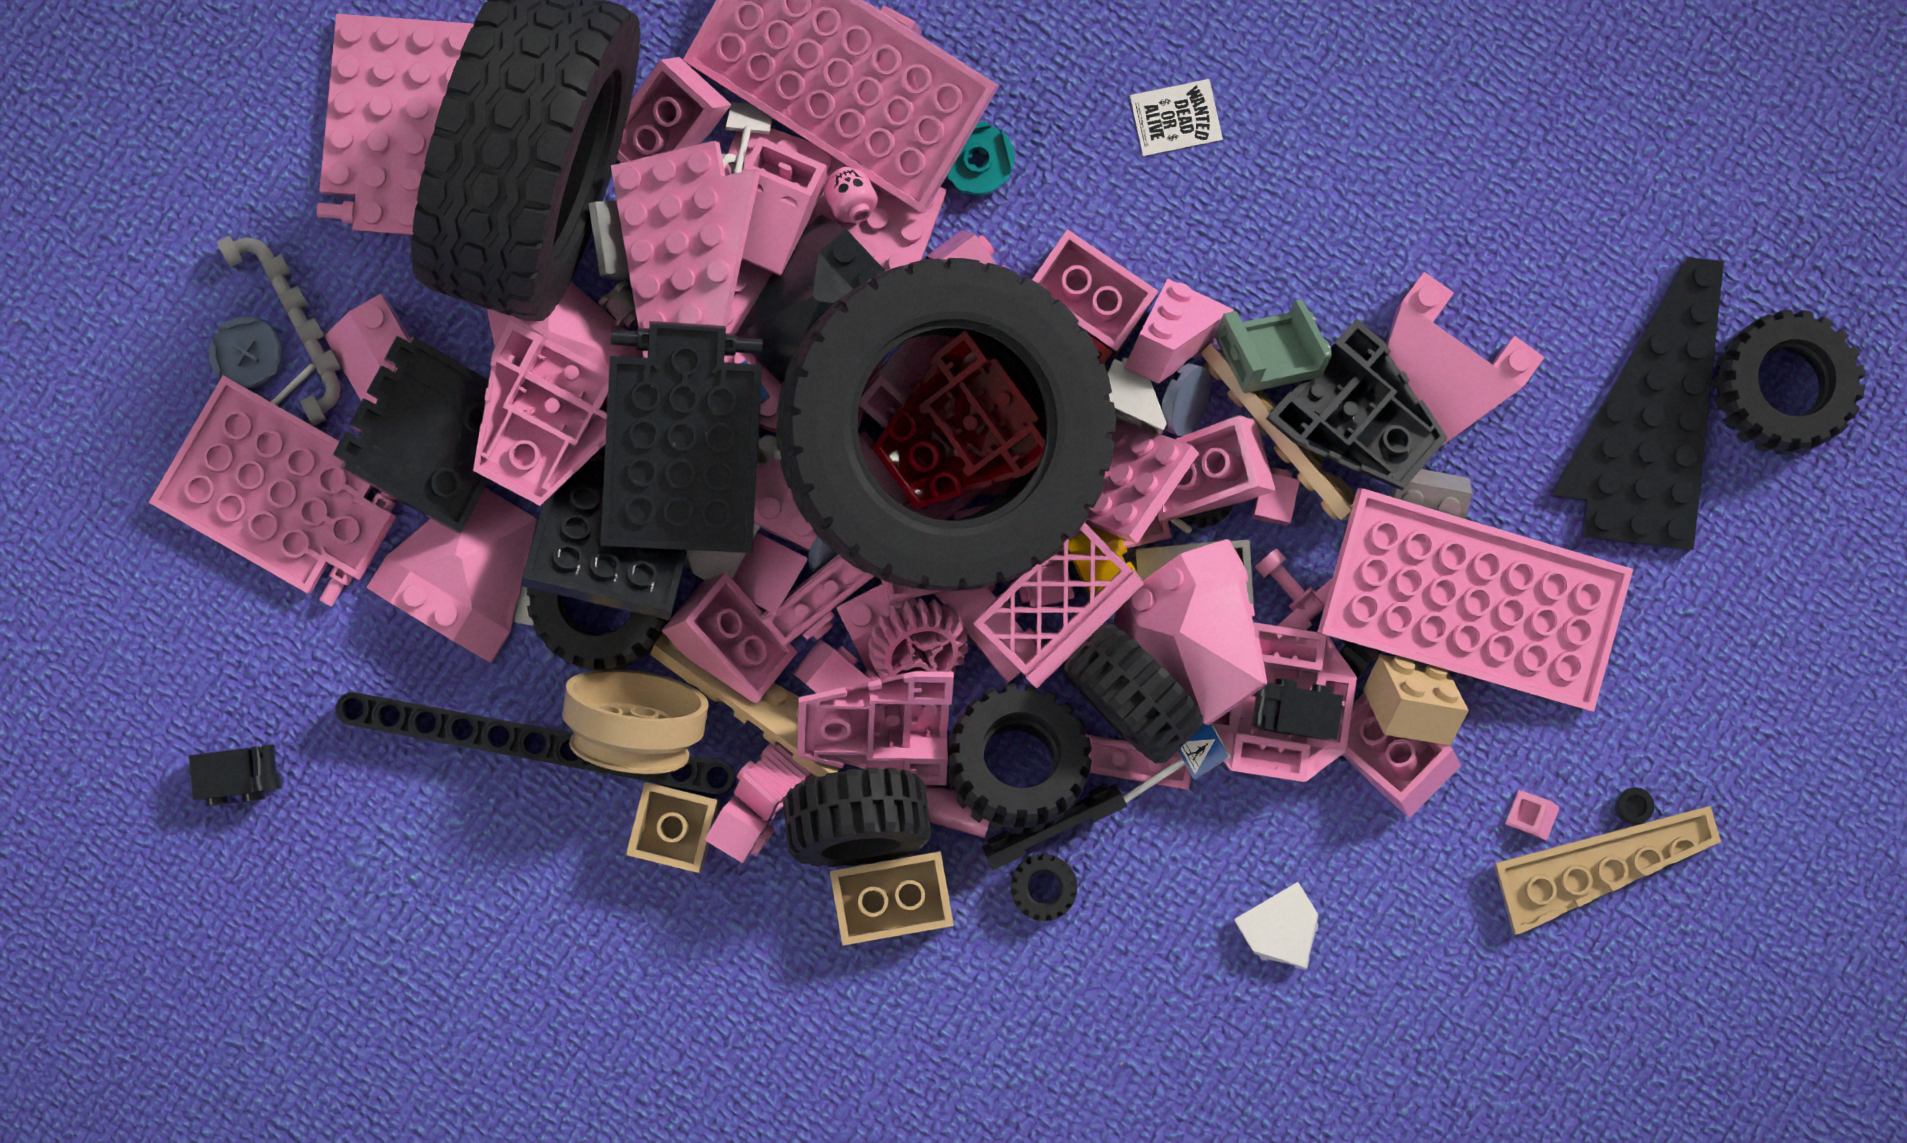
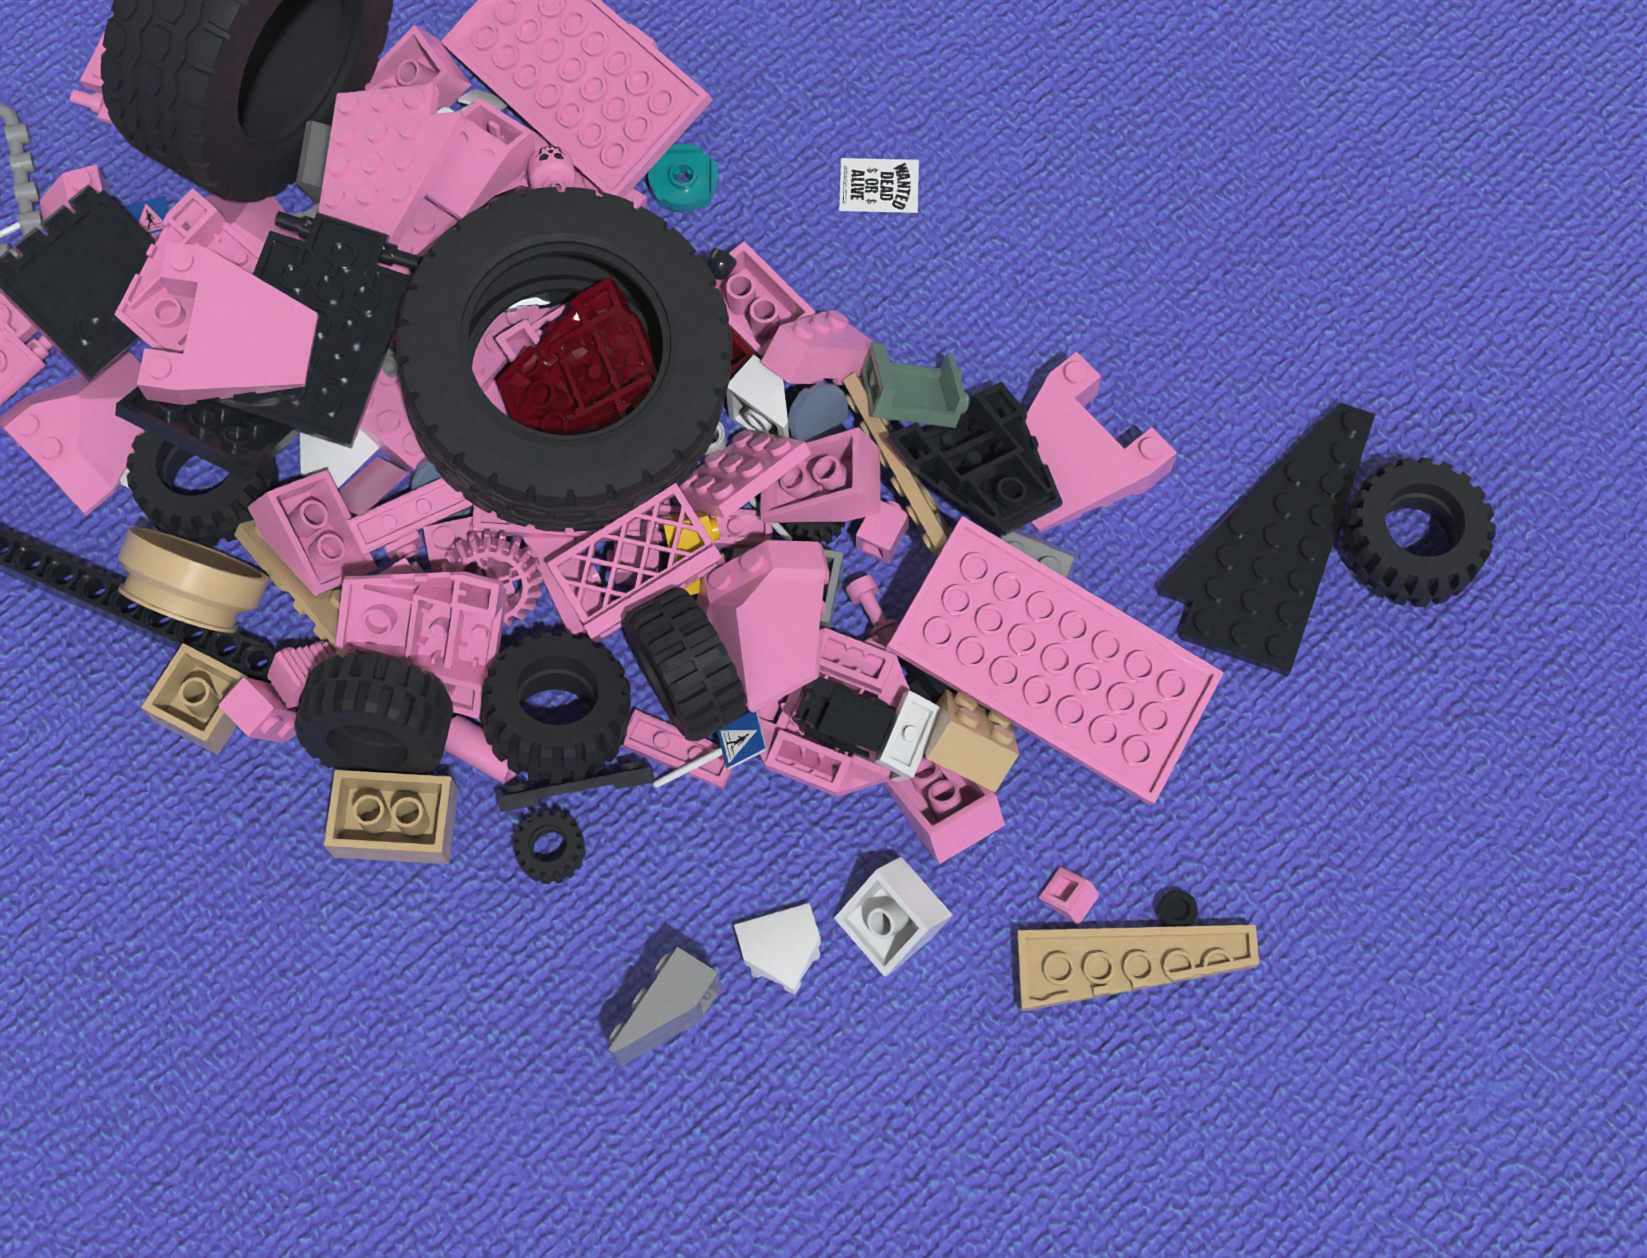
camera: 15 degrees right, 15 degrees down
(444, 329) = (149, 215): none -> piece
(623, 473) = (238, 334): none -> bright pink wedge
(1052, 266) = (720, 263): none -> black hinge
(1203, 1011) = (670, 1006): none -> light grey slope
(1359, 711) = (908, 736): none -> white panel
(1379, 876) = (892, 915): none -> white slope

